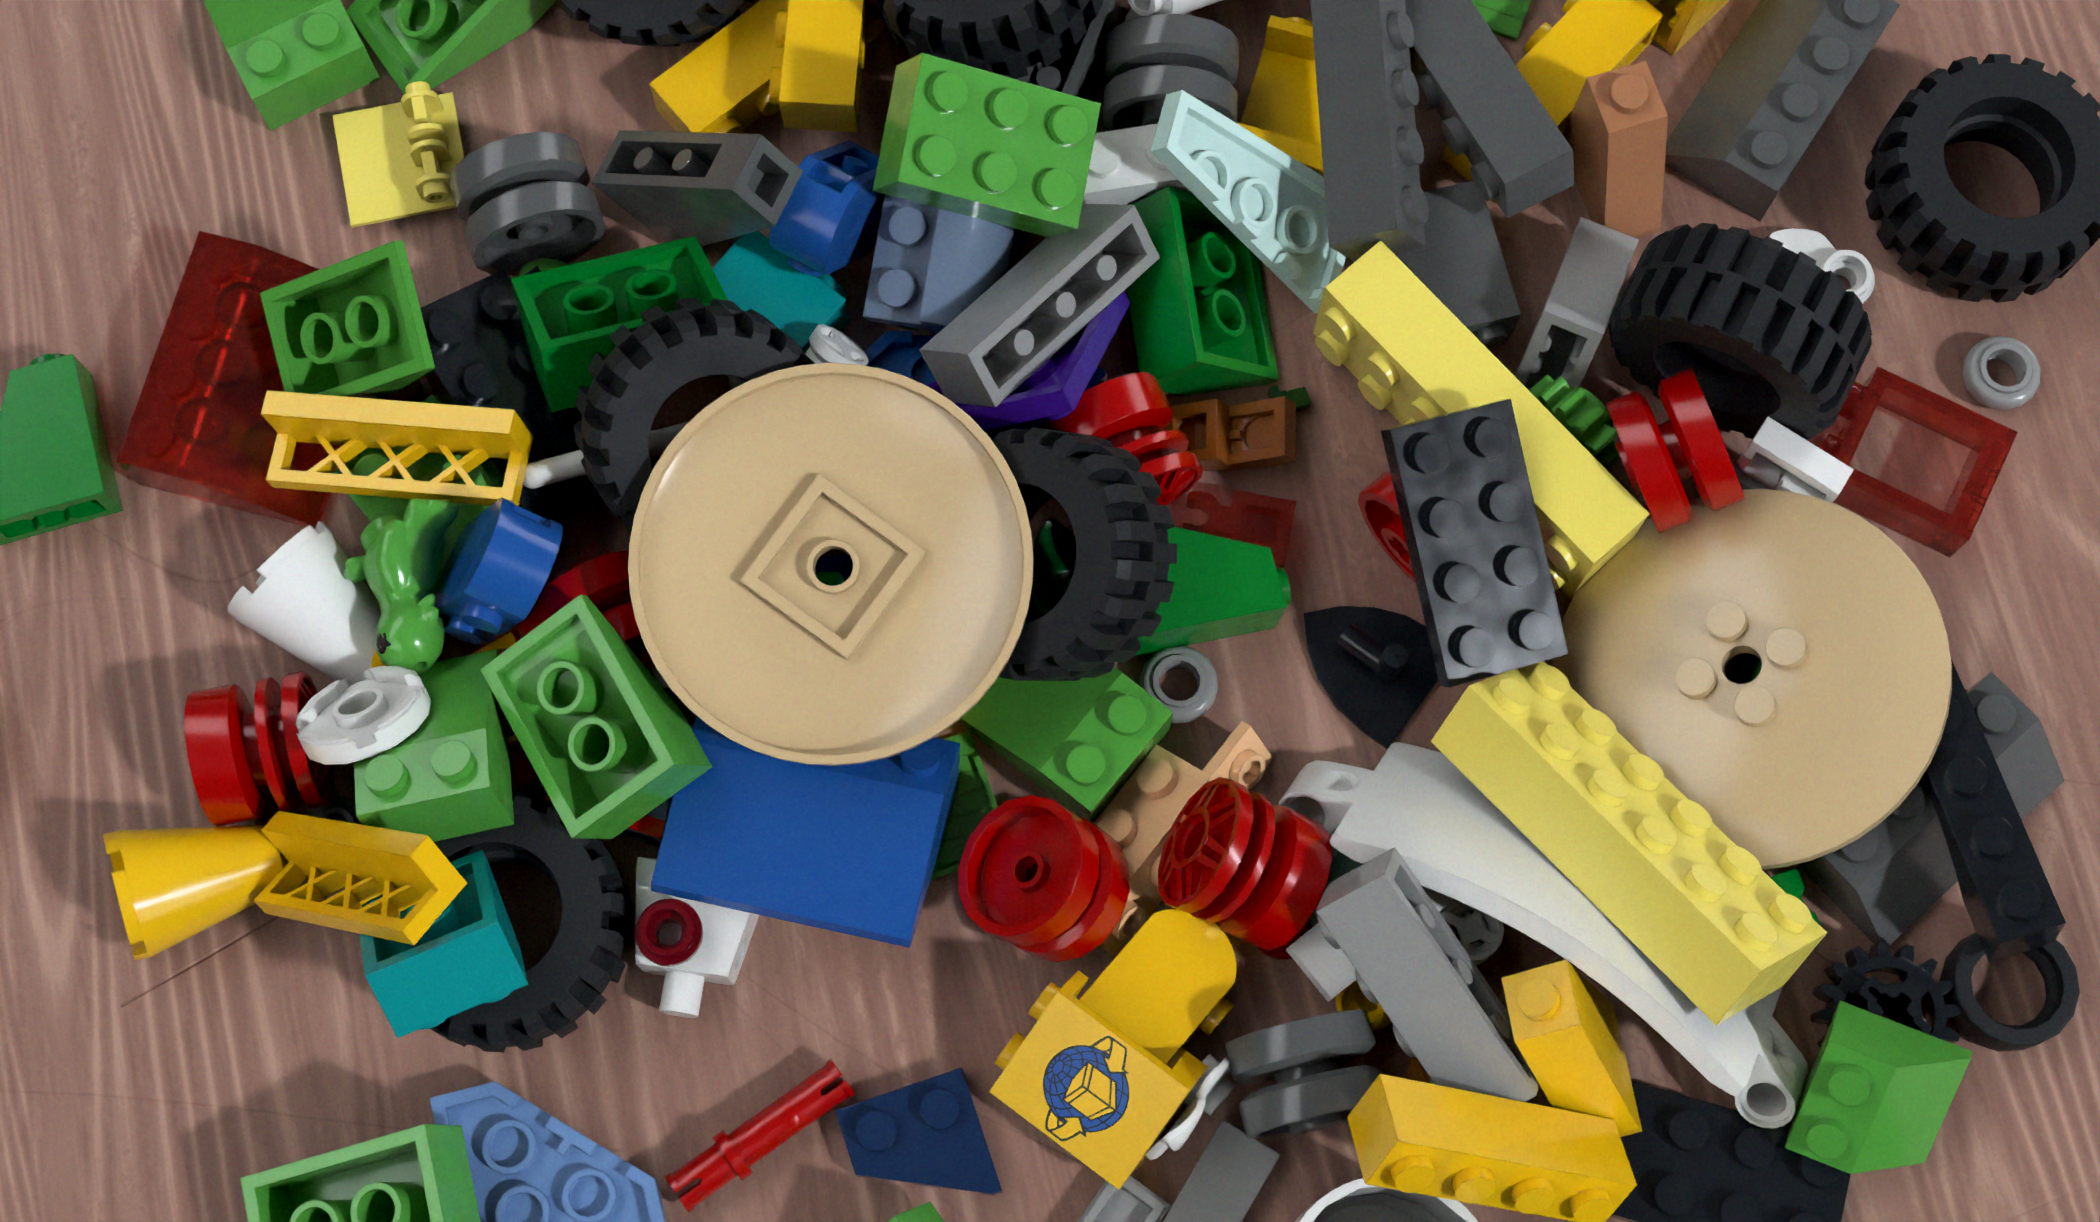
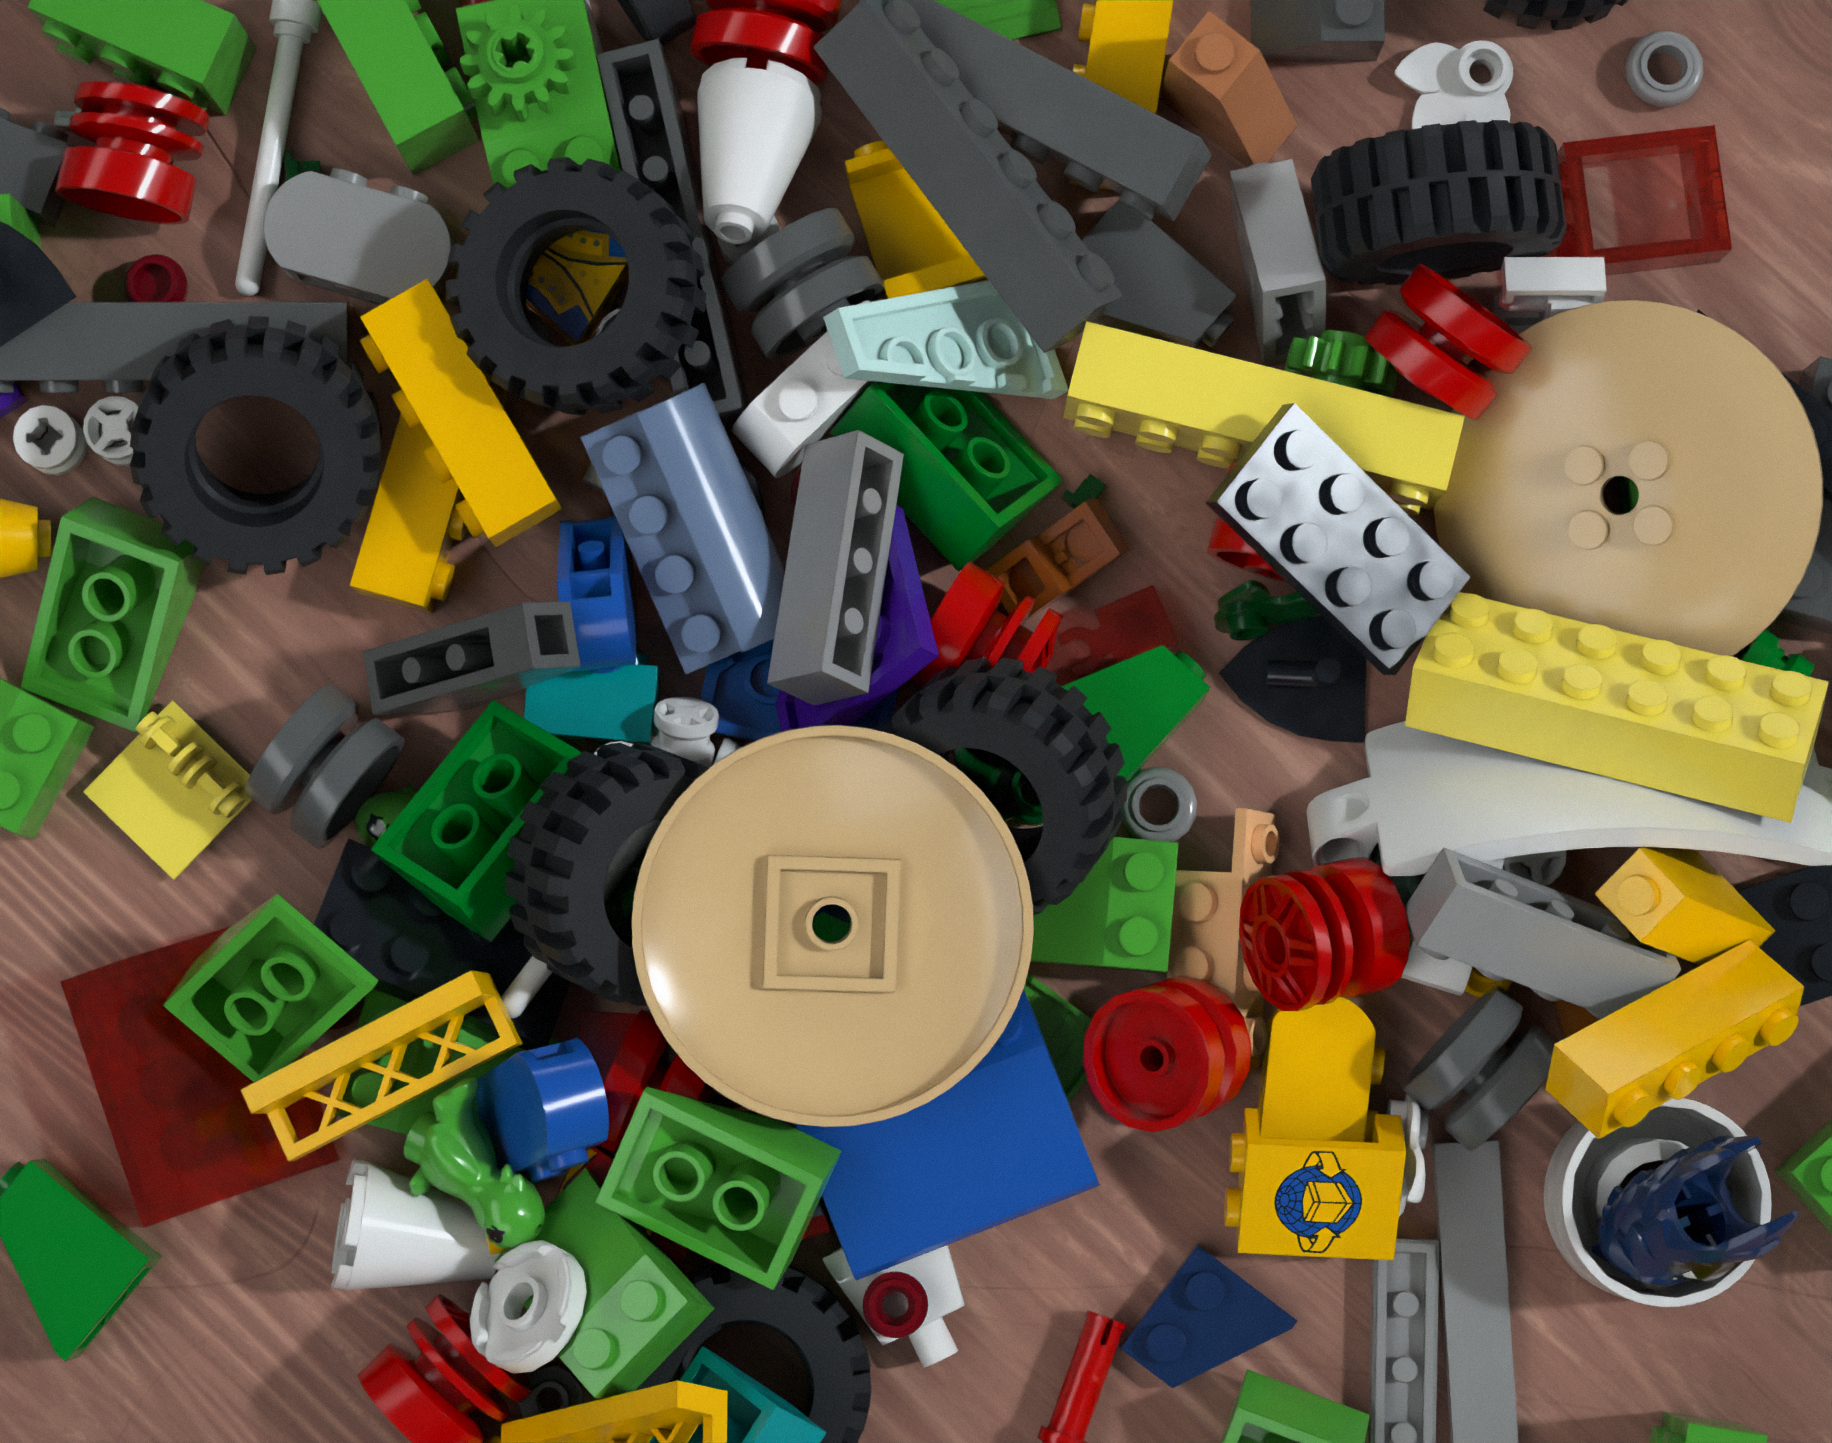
camera: 30 degrees left, 10 degrees up
(986, 146) = (707, 472): bright green brick -> none
(1364, 575) = (1250, 609): none -> dark green plate

